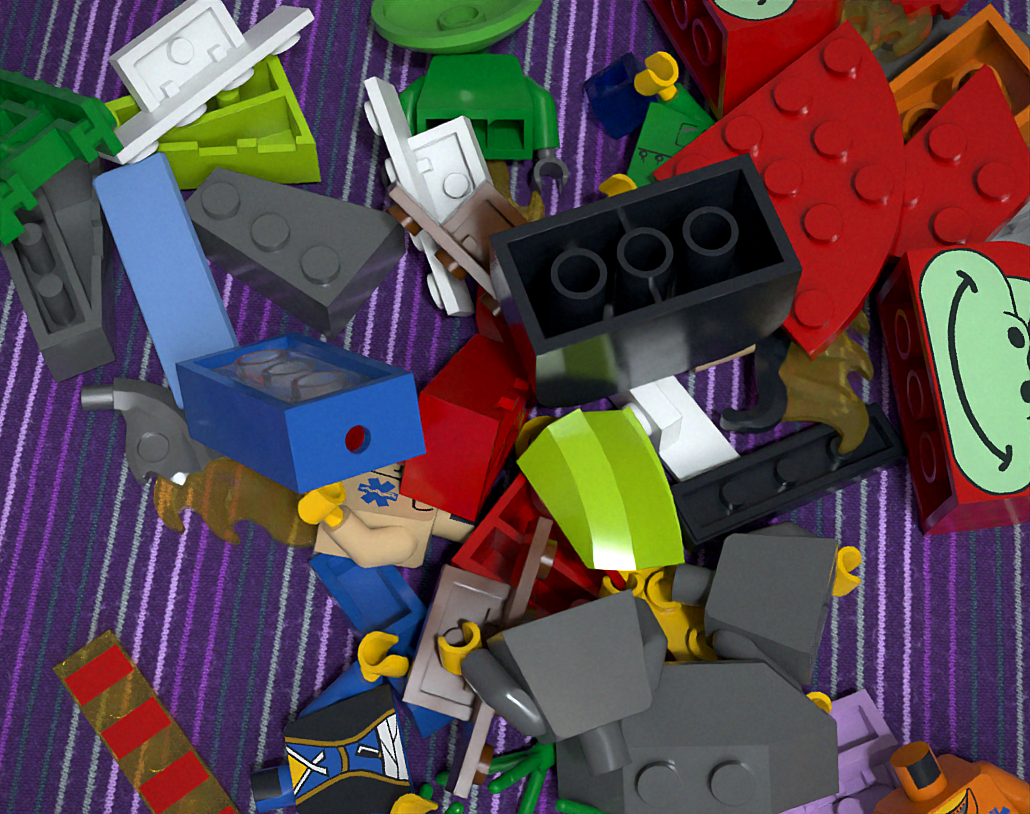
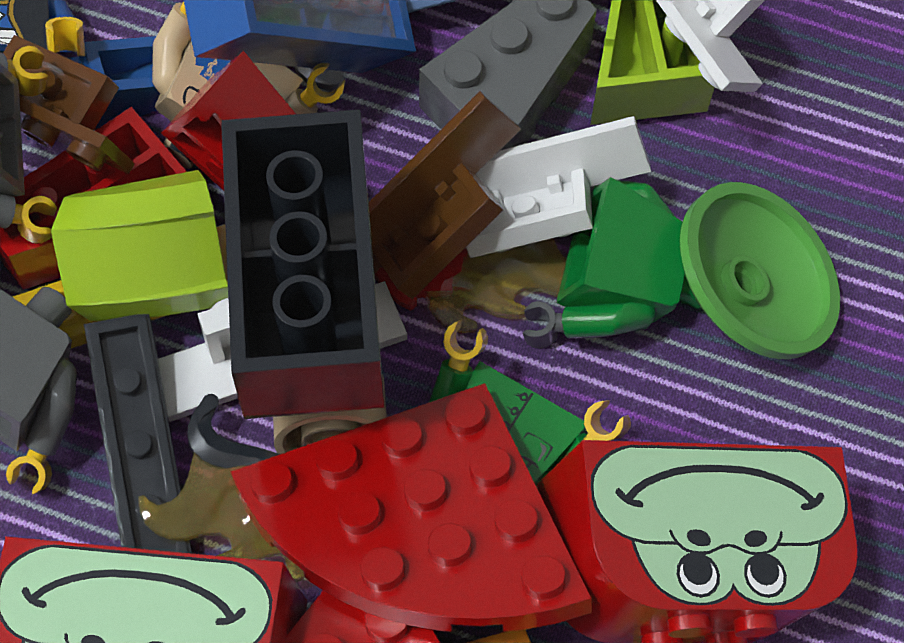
camera: 105 degrees right, 0 degrees up
(615, 97) = (641, 406): clear blue slope -> none

